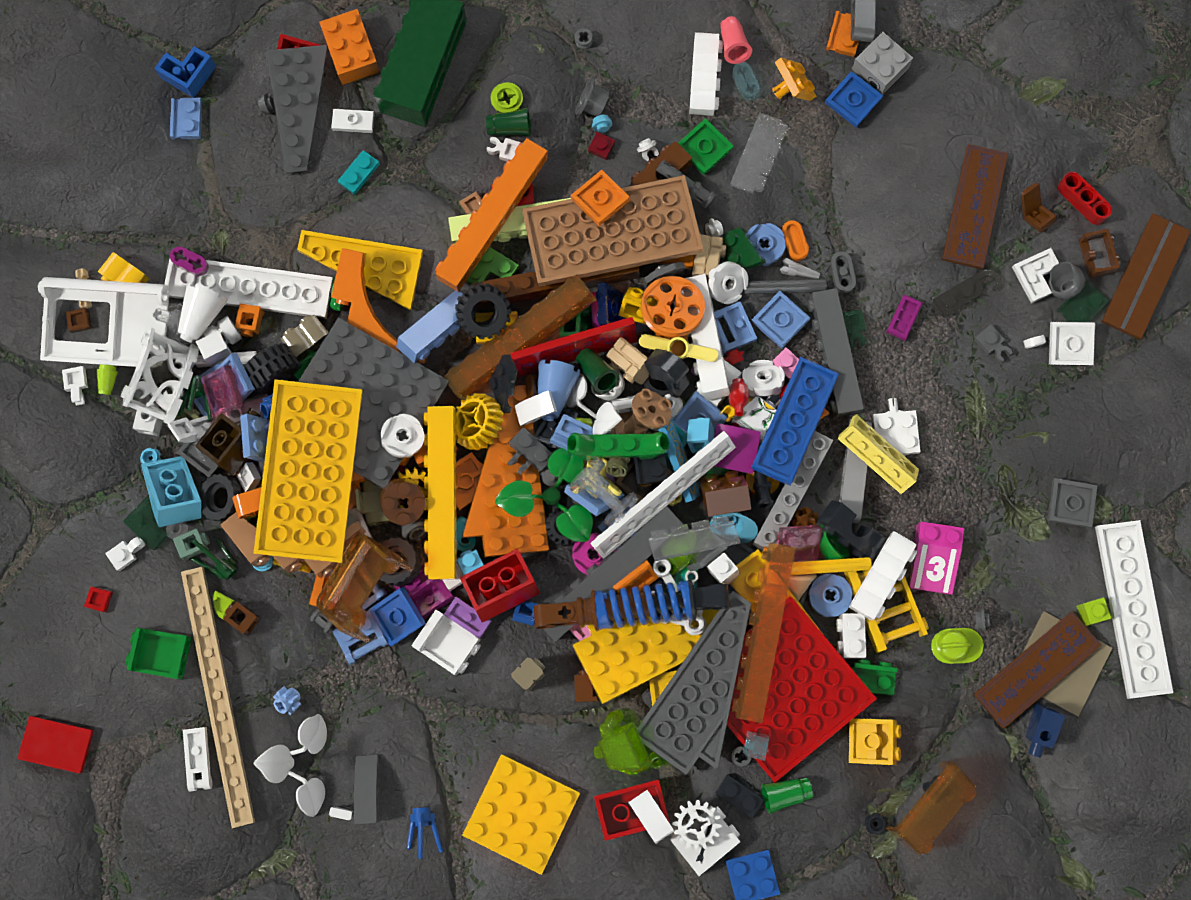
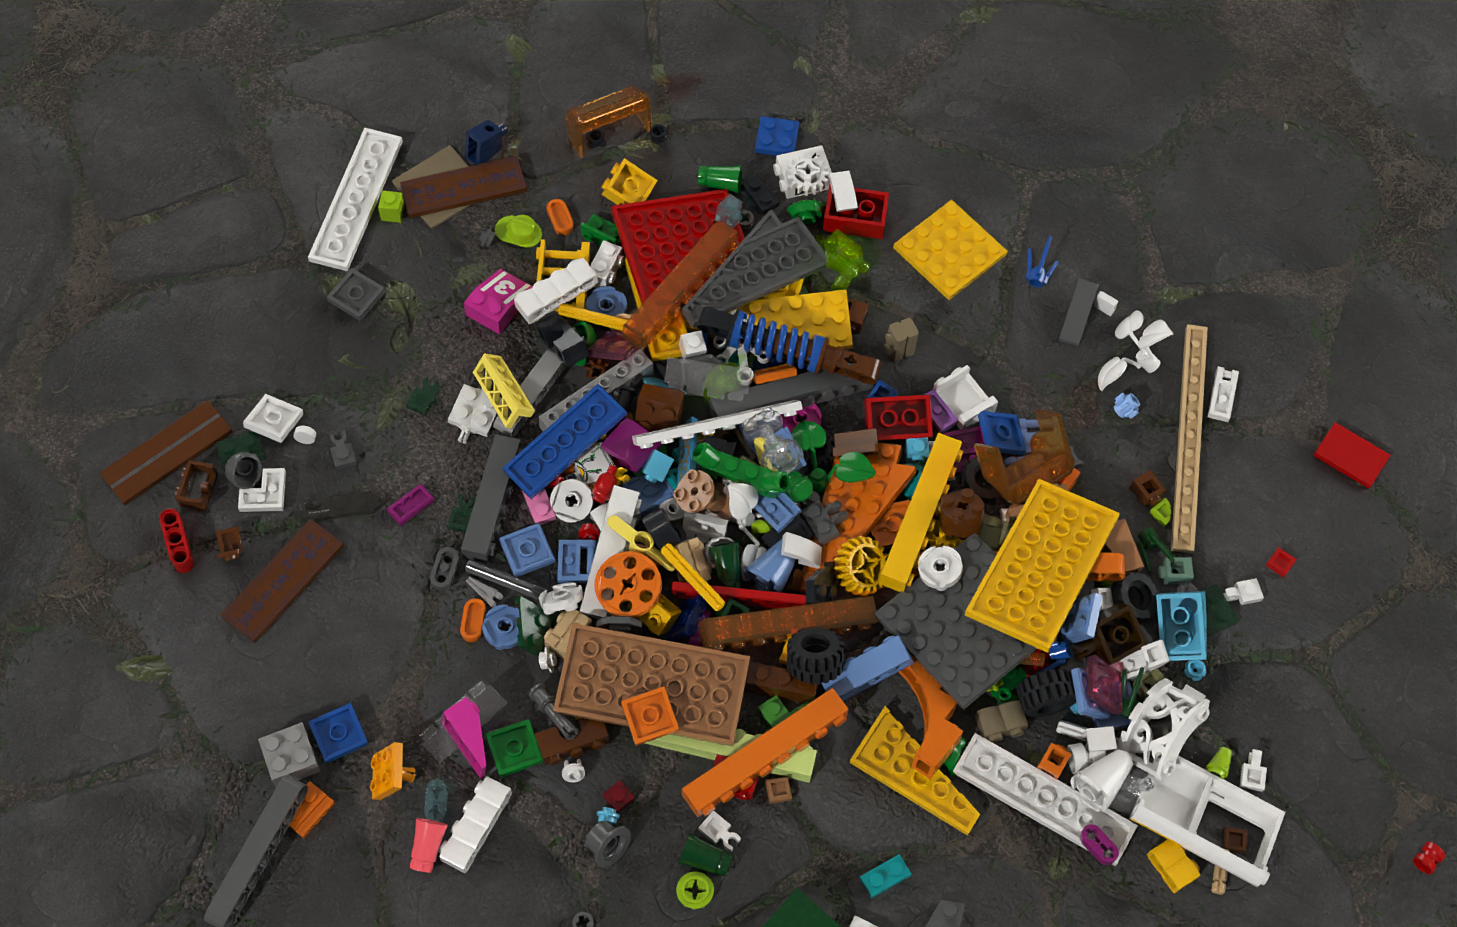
camera: 165 degrees left, 15 degrees down
(158, 653) = (1234, 492): green panel -> none
(527, 536) = (856, 441): none -> reddish brown panel
(618, 331) = (693, 577): none -> yellow axle
(681, 787) = (807, 210): none -> green piece
(750, 133) = (465, 729): none -> dark pink slope
(925, 679) = (560, 217): none -> orange tile
(950, 421) = (422, 399): none -> clear green plate

